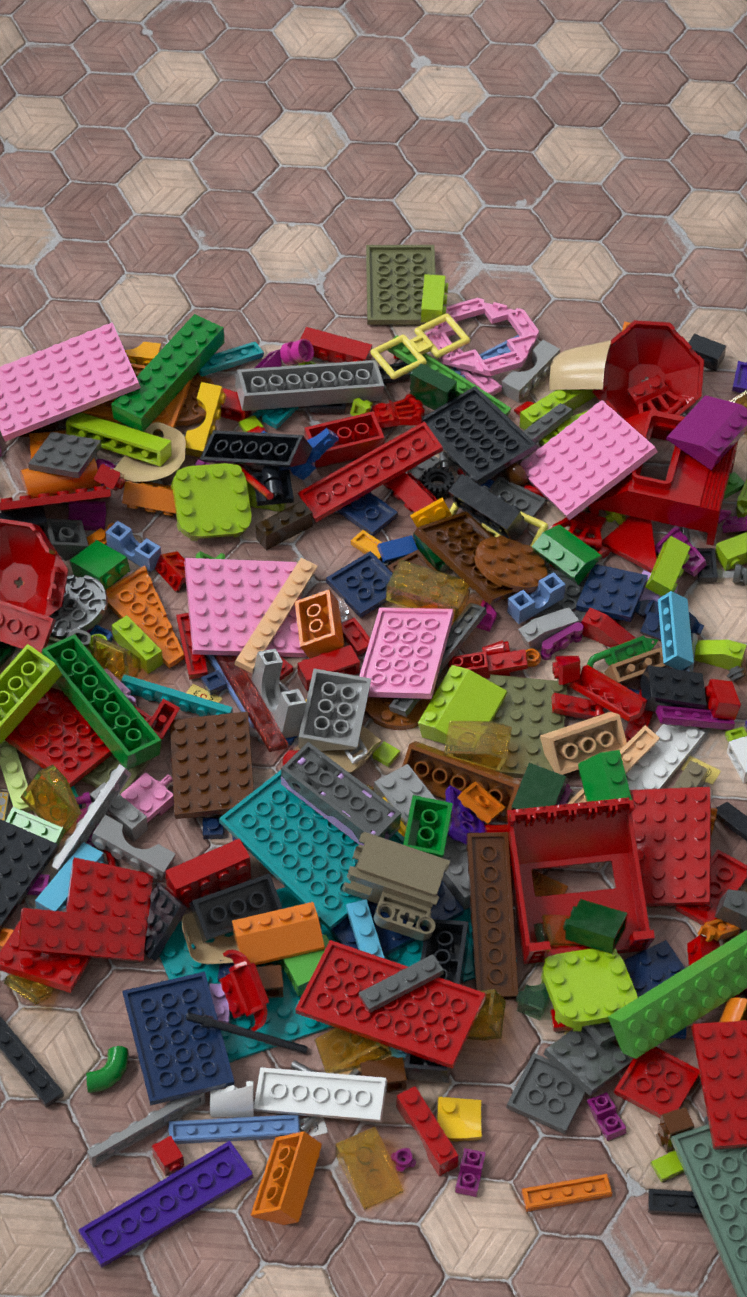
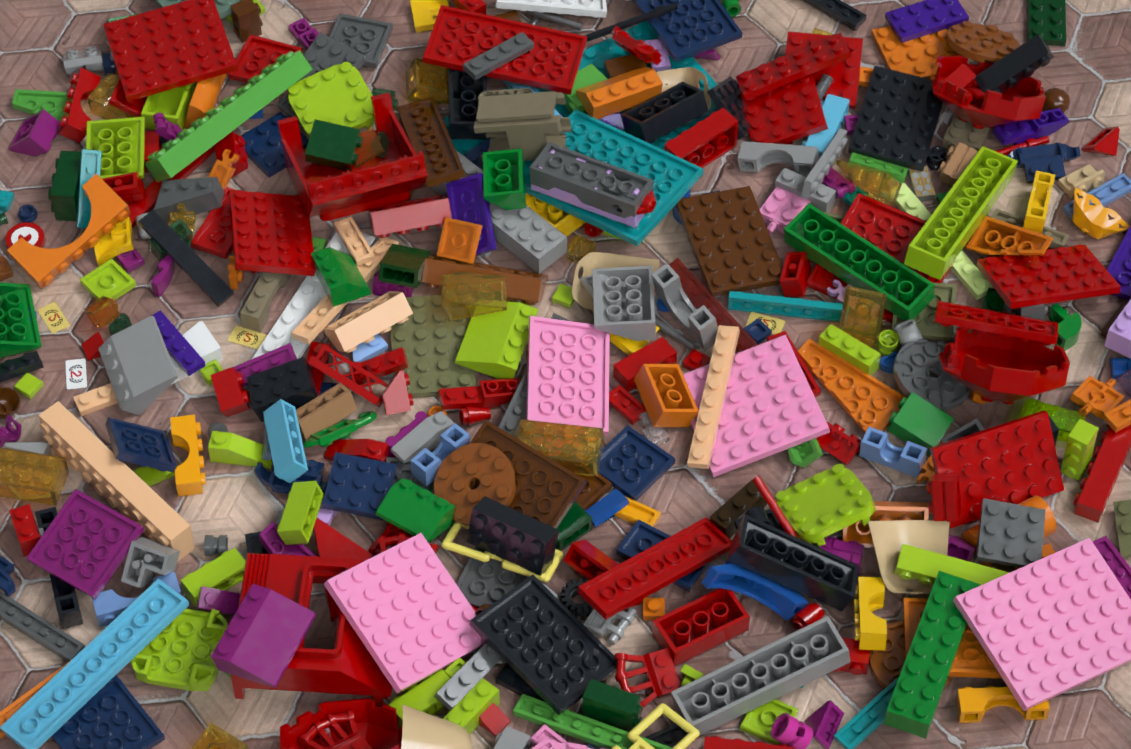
camera: 170 degrees right, 0 degrees up
(431, 513) = (583, 533): light orange plate -> none

